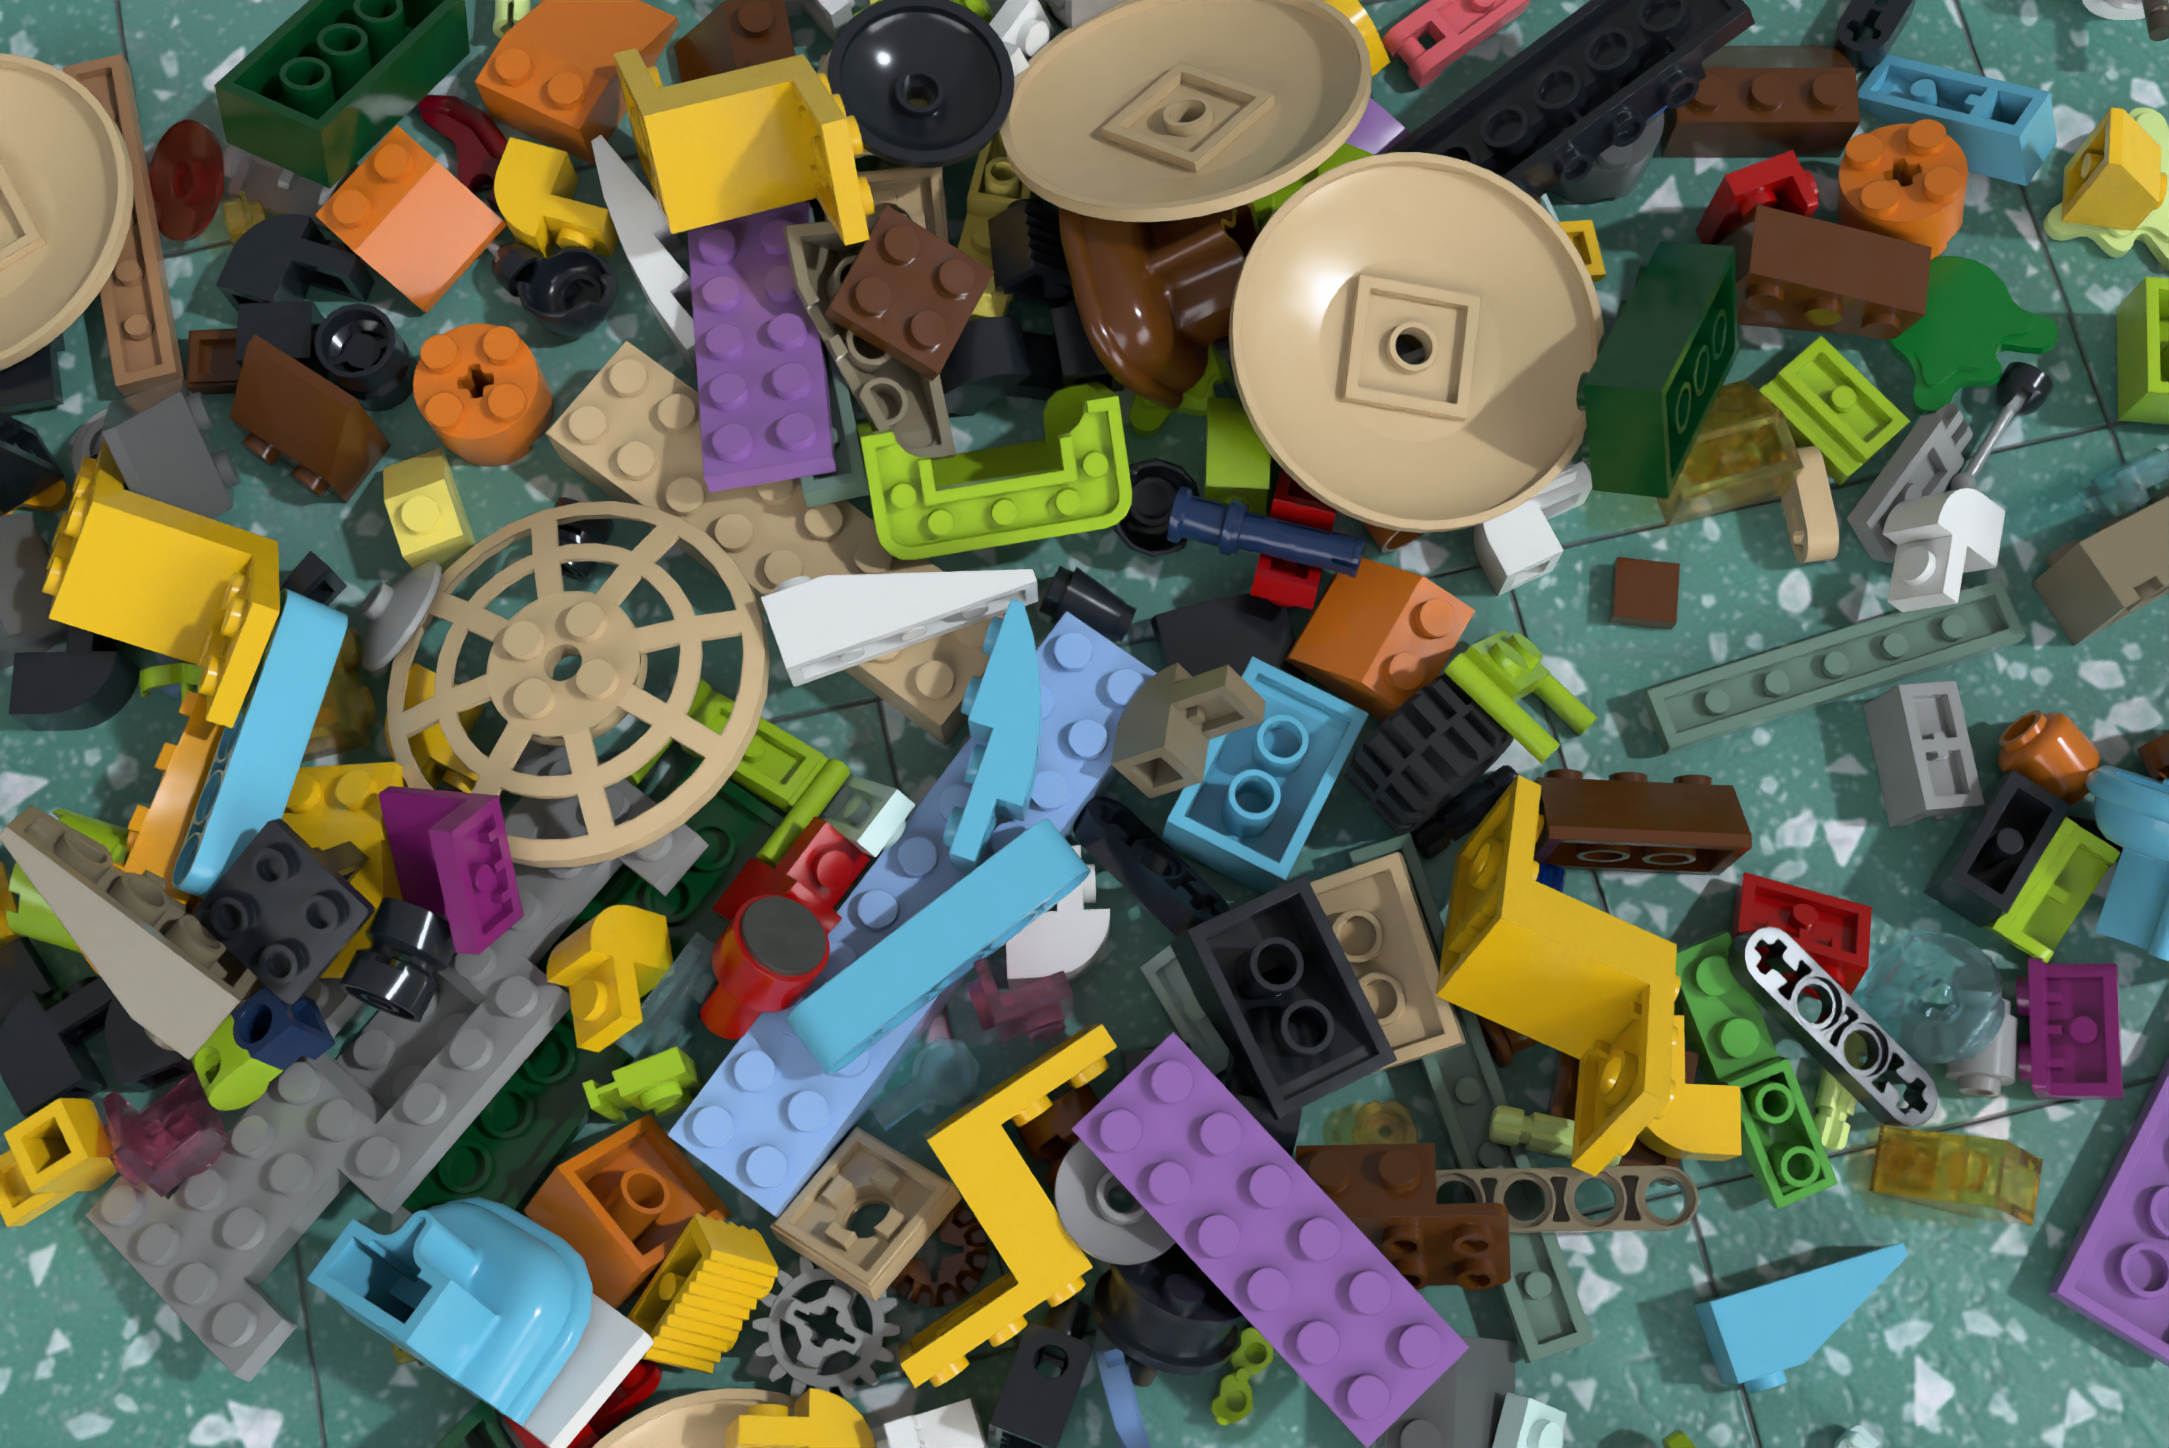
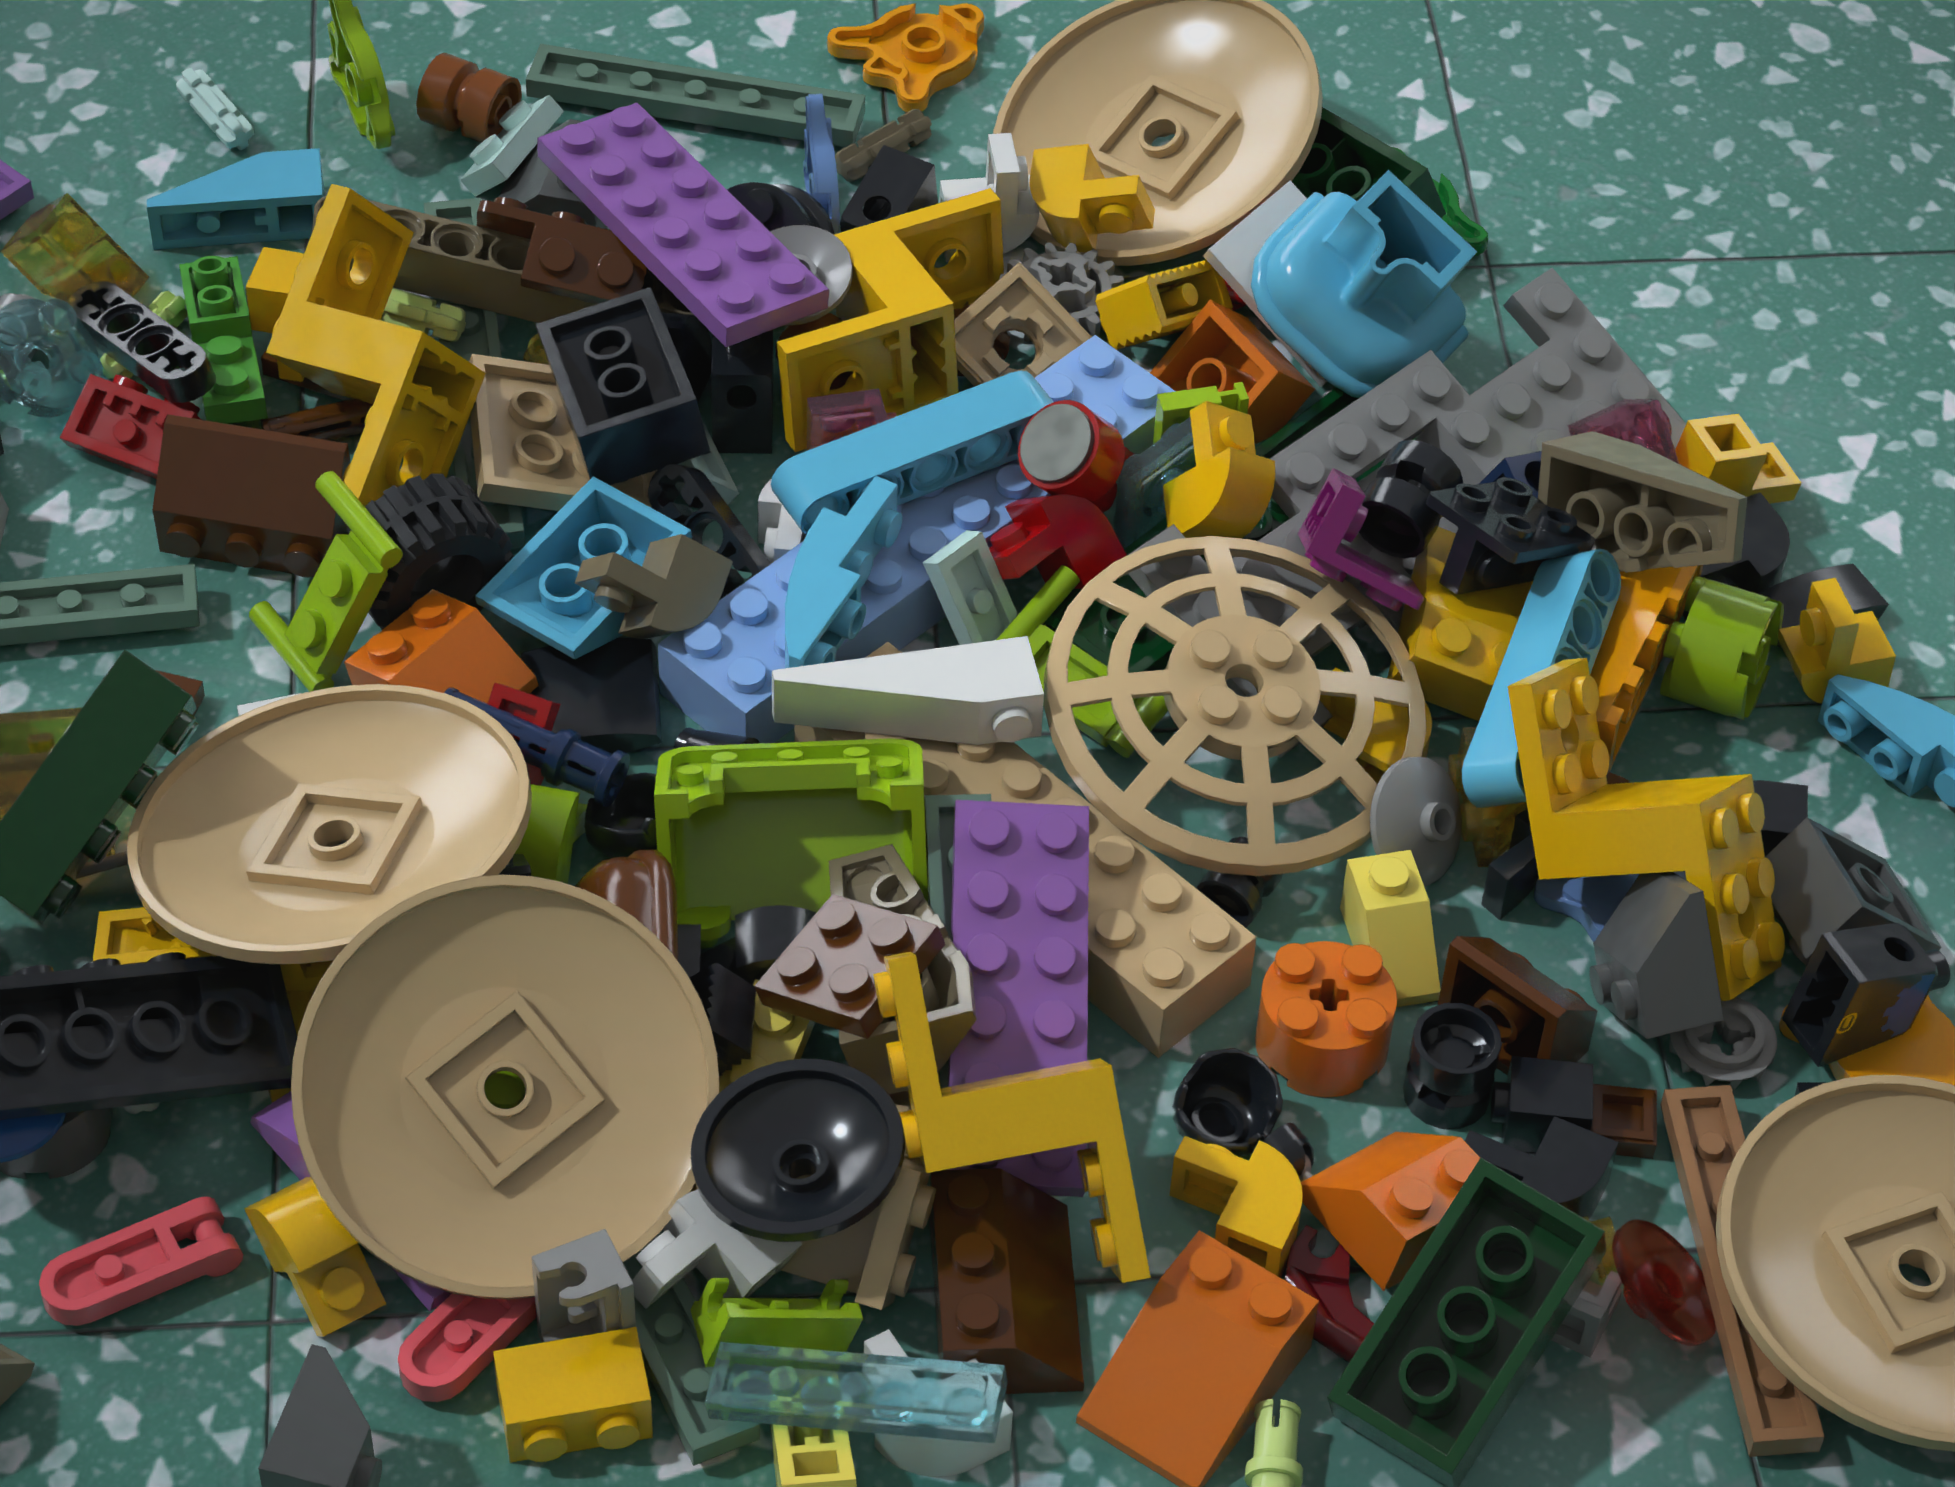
camera: 175 degrees left, 25 degrees down
(648, 247) = (1147, 1143): white slope -> none

